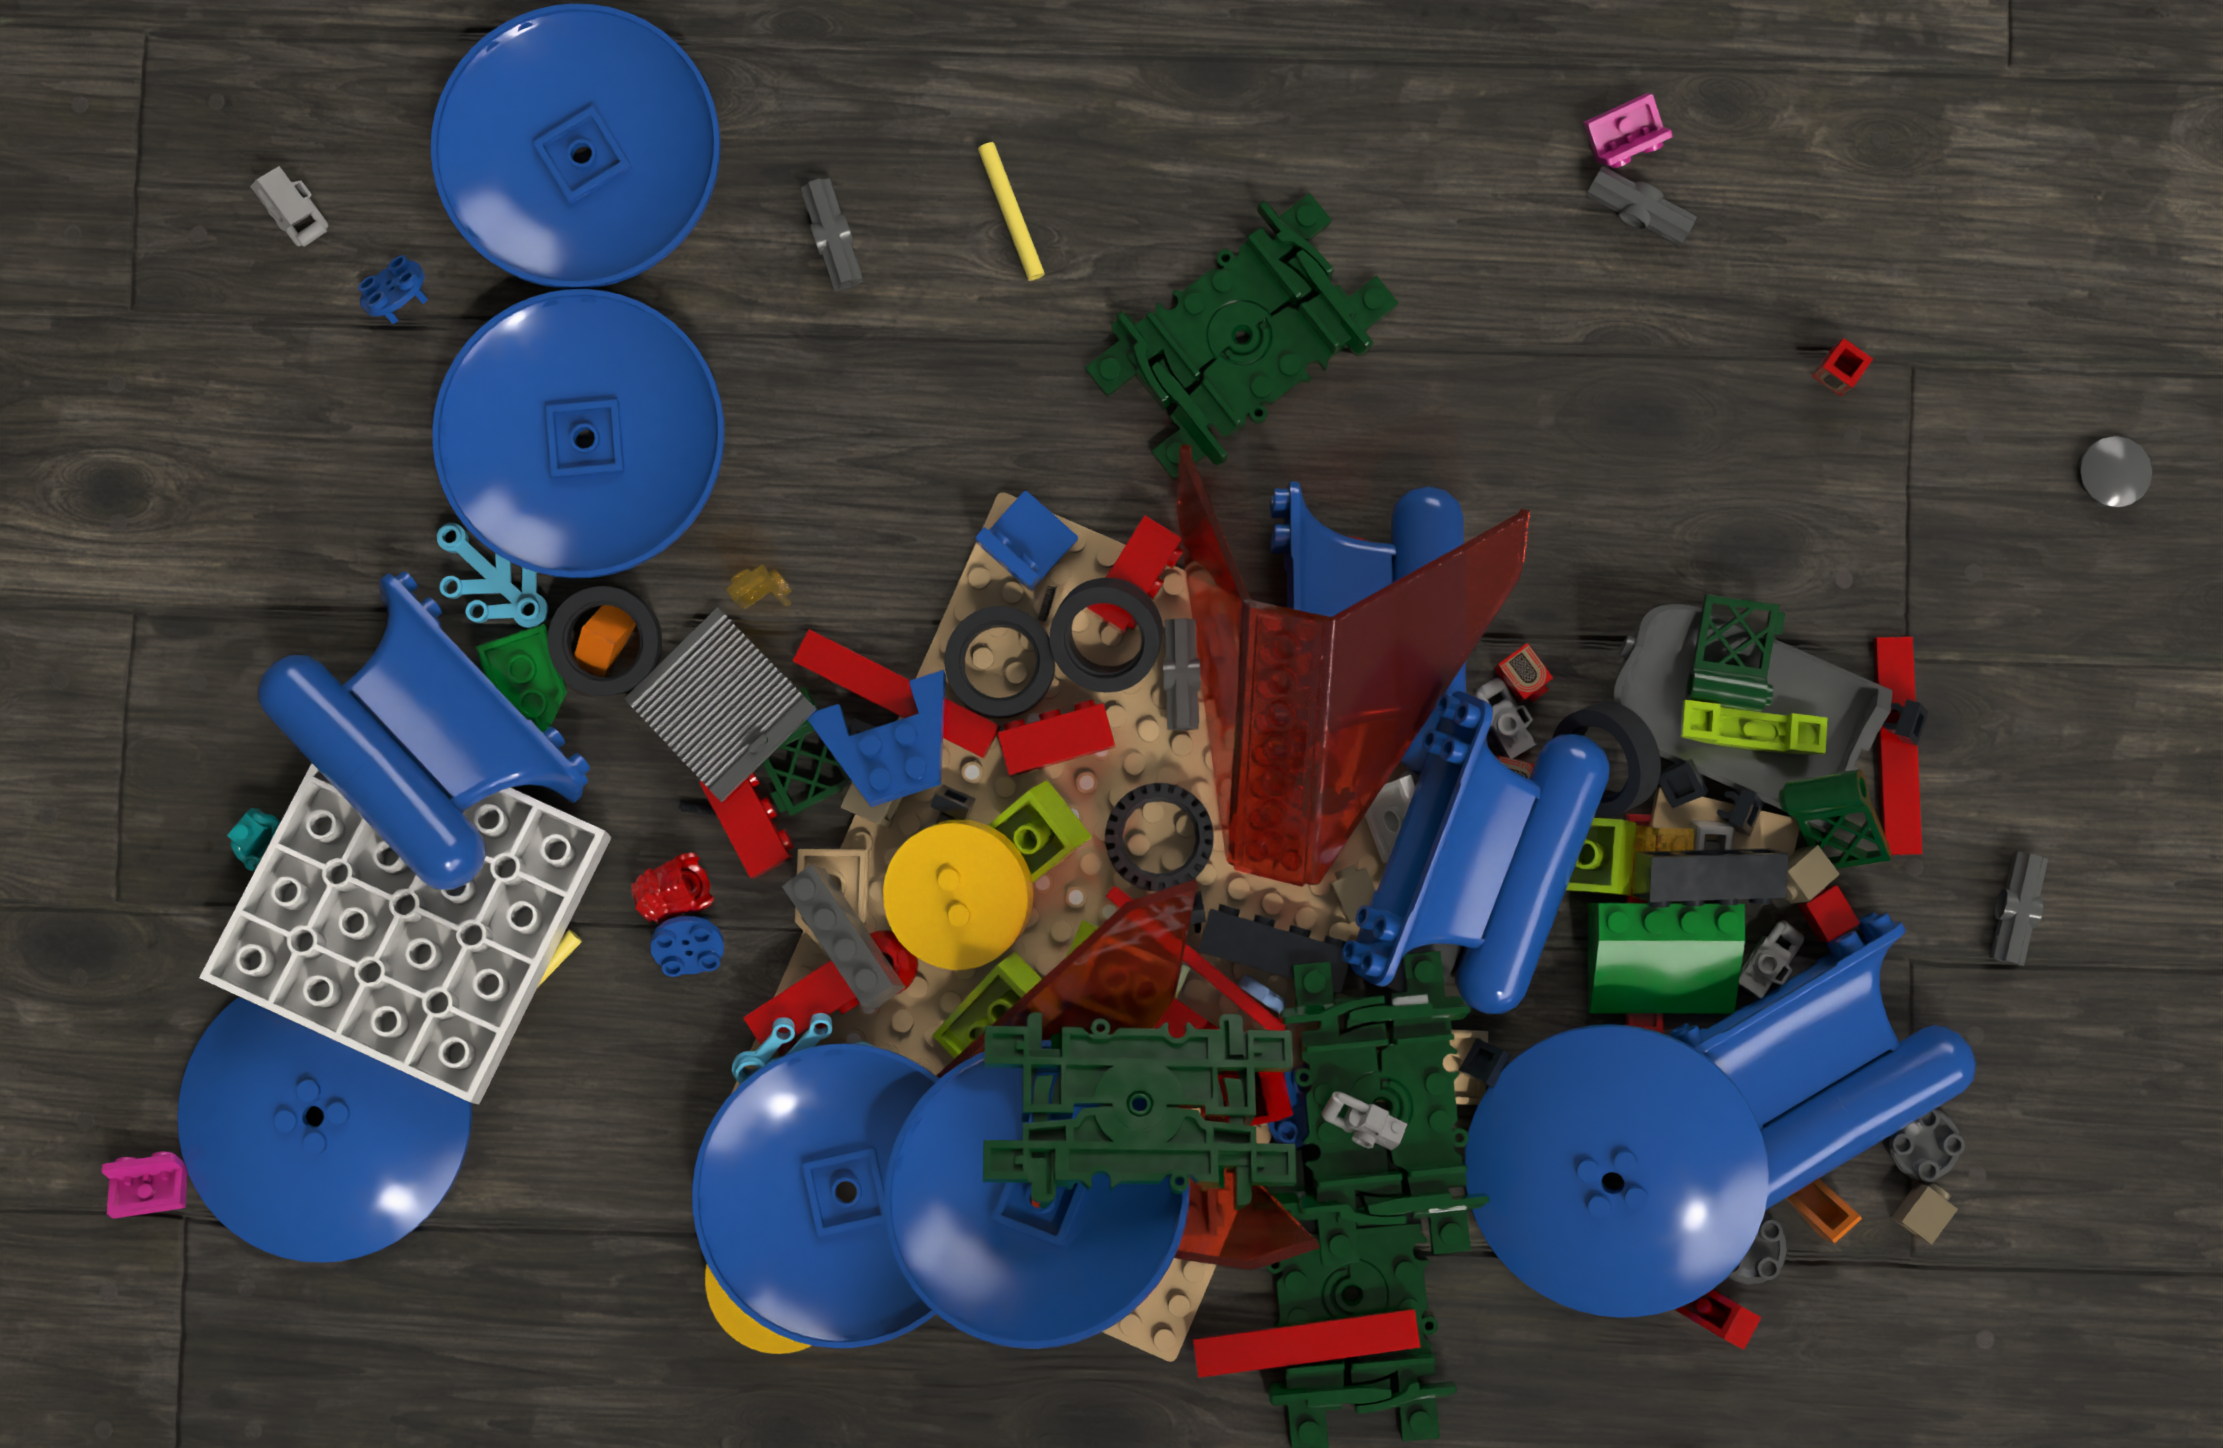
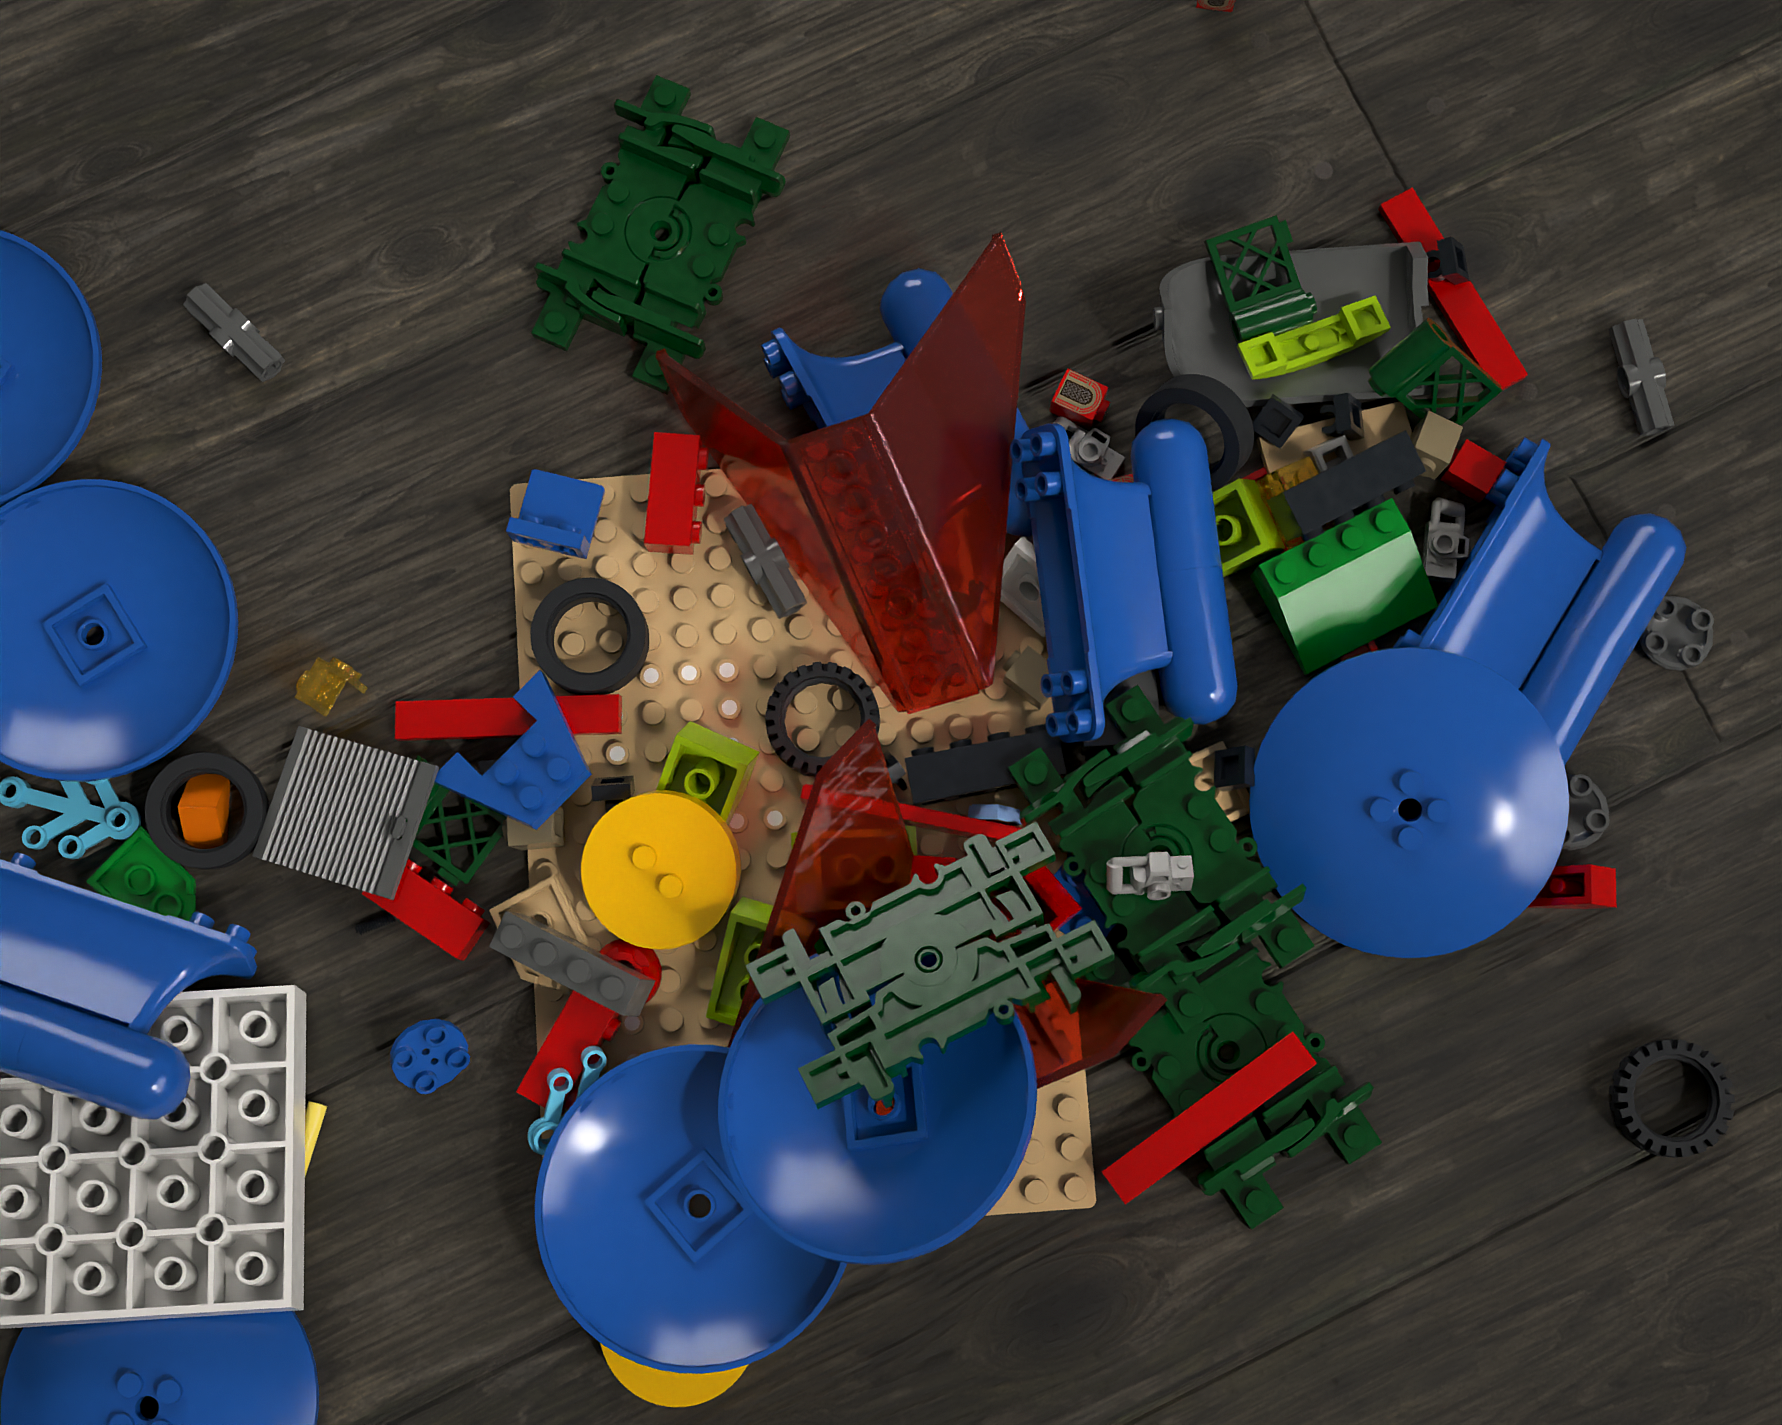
camera: 25 degrees left, 5 degrees down
(672, 889) = (387, 1008): red hair -> none
(1011, 211) = (390, 229): light yellow piece -> none
(1049, 604) = (606, 563): black leg -> none
(1056, 738) = (679, 679): red brick -> none
(1091, 675) = (675, 604): black tyre -> none
(1824, 1210) = (1617, 740): orange slope -> none
(1925, 1212) = (1710, 694): dark tan brick -> none

